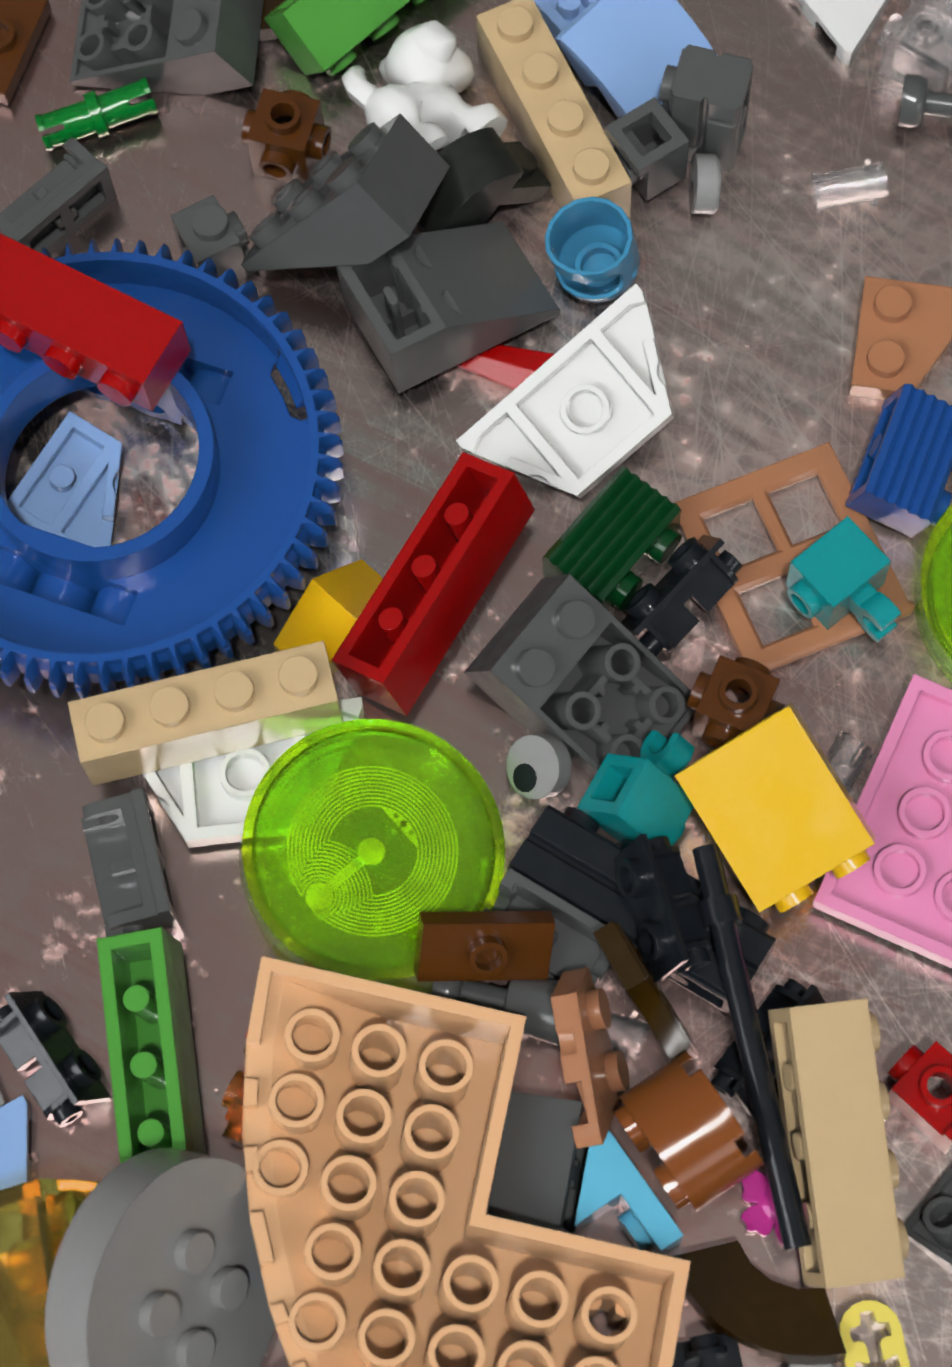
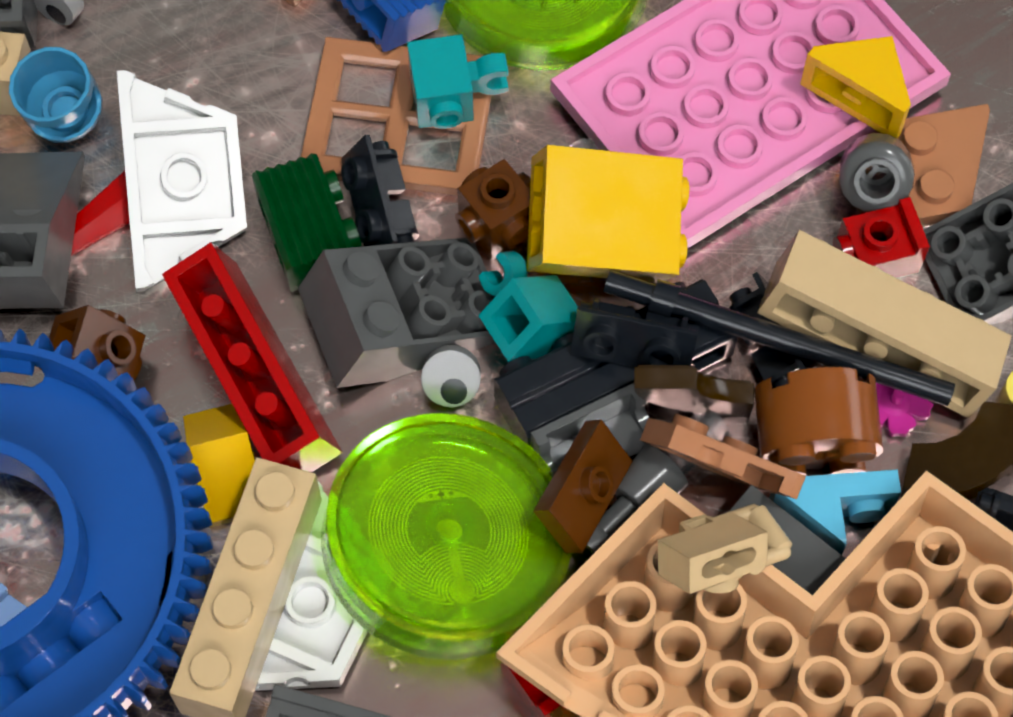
camera: 65 degrees left, 5 degrees down
(371, 446) = (103, 334): none -> reddish brown brick
(472, 1102) = (721, 549): none -> tan piece

